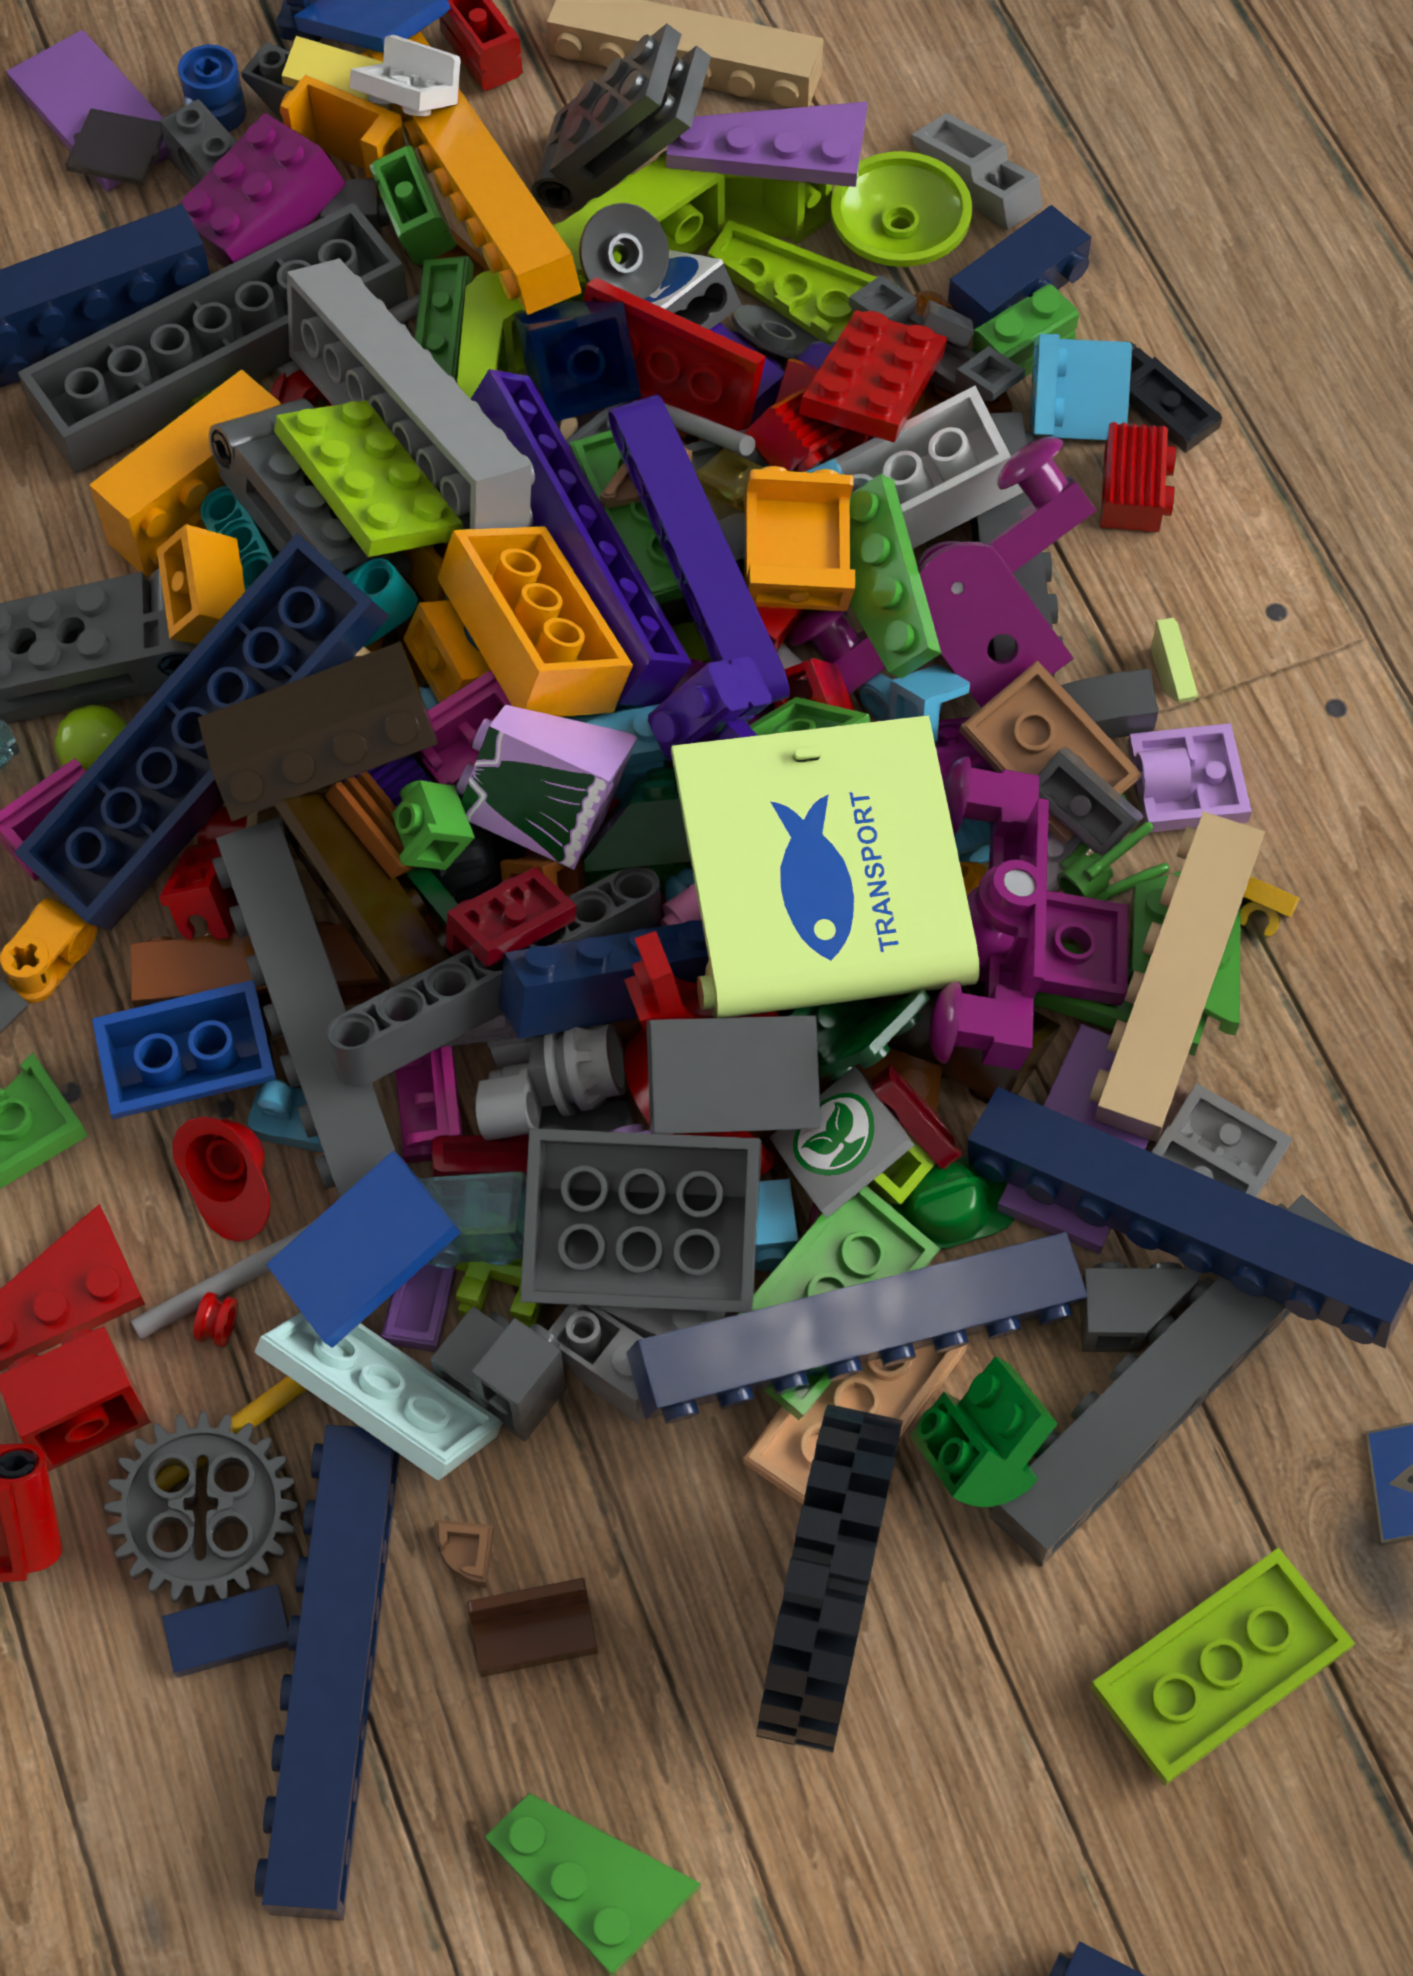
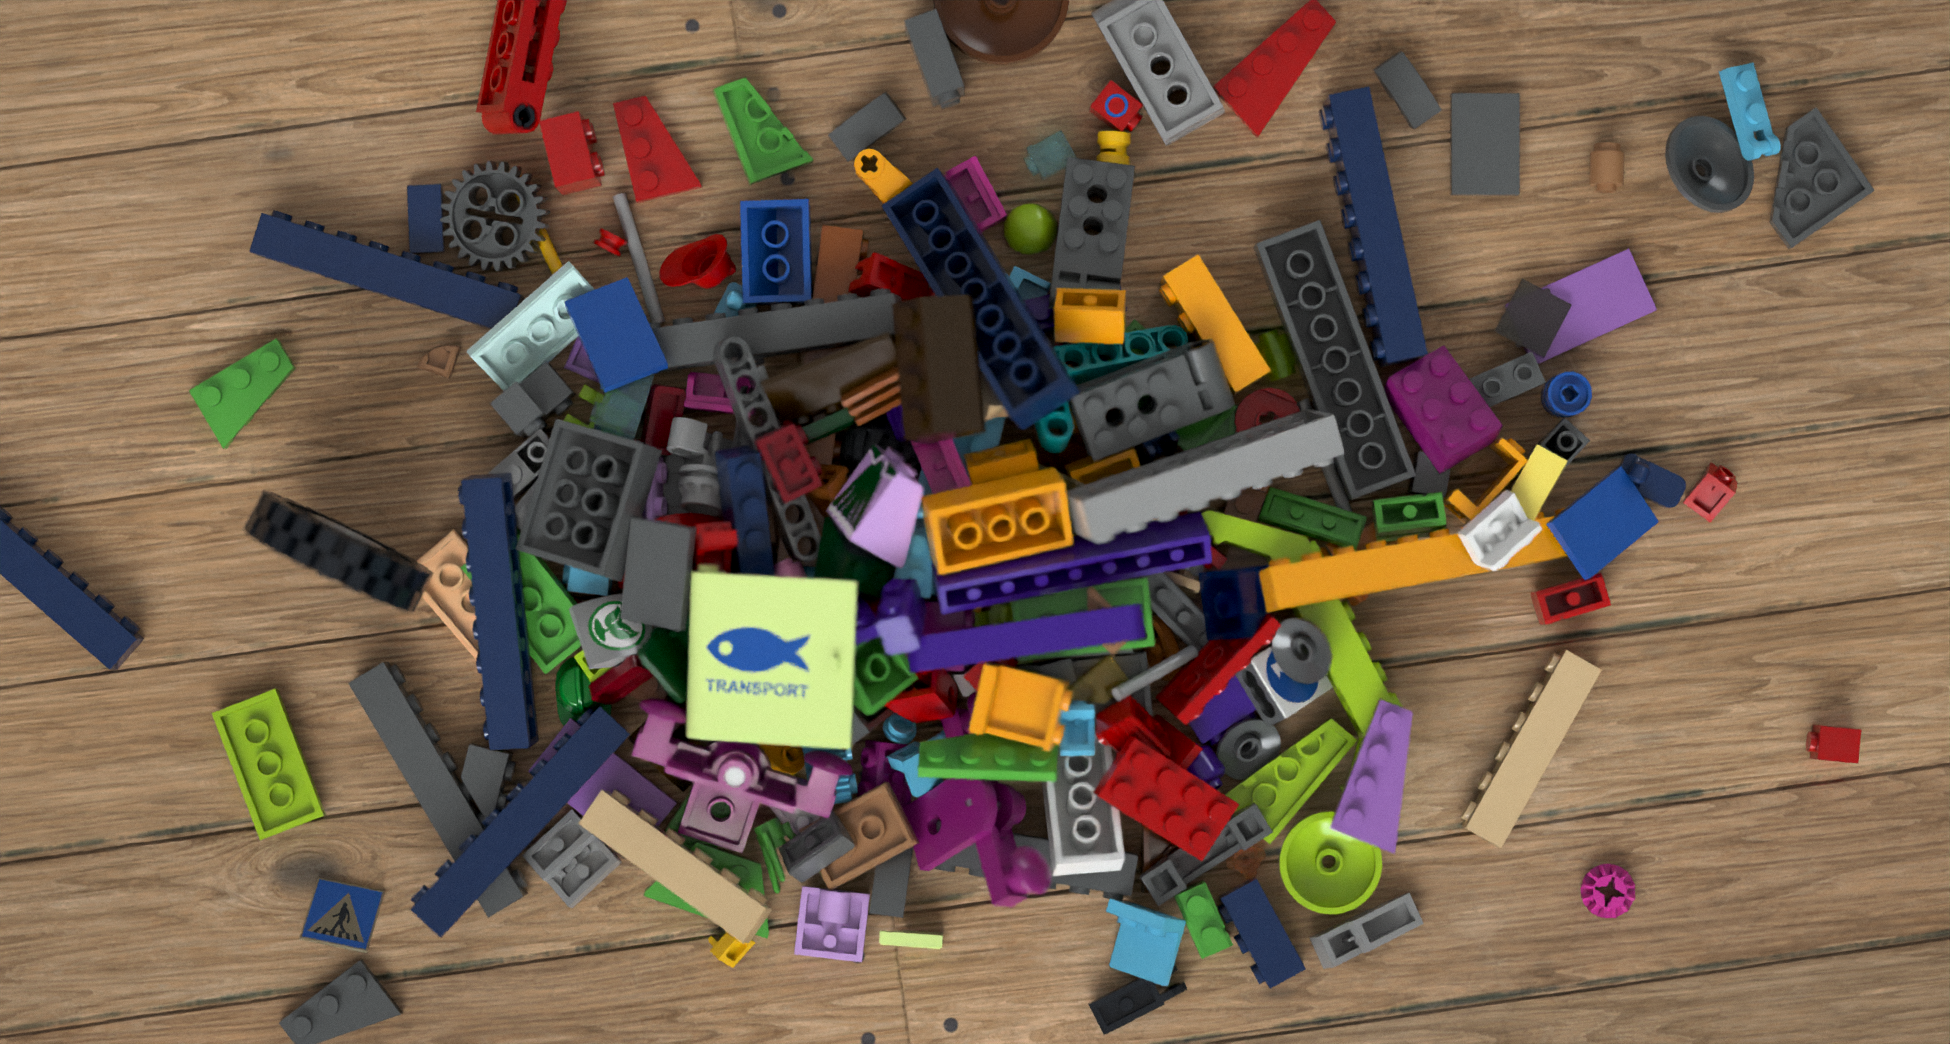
camera: 105 degrees right, 25 degrees up
(367, 477) = (1137, 436): lime plate -> none
(431, 825) = (868, 426): bright green brick -> none
(532, 1627) = (383, 388): reddish brown panel -> none
(620, 120) = (1432, 677): dark grey hinge -> none
(948, 323) = (1219, 866): dark grey tile -> none
(986, 1437) = (419, 665): green brick -> none
(1136, 477) = (1069, 960): red brick -> none

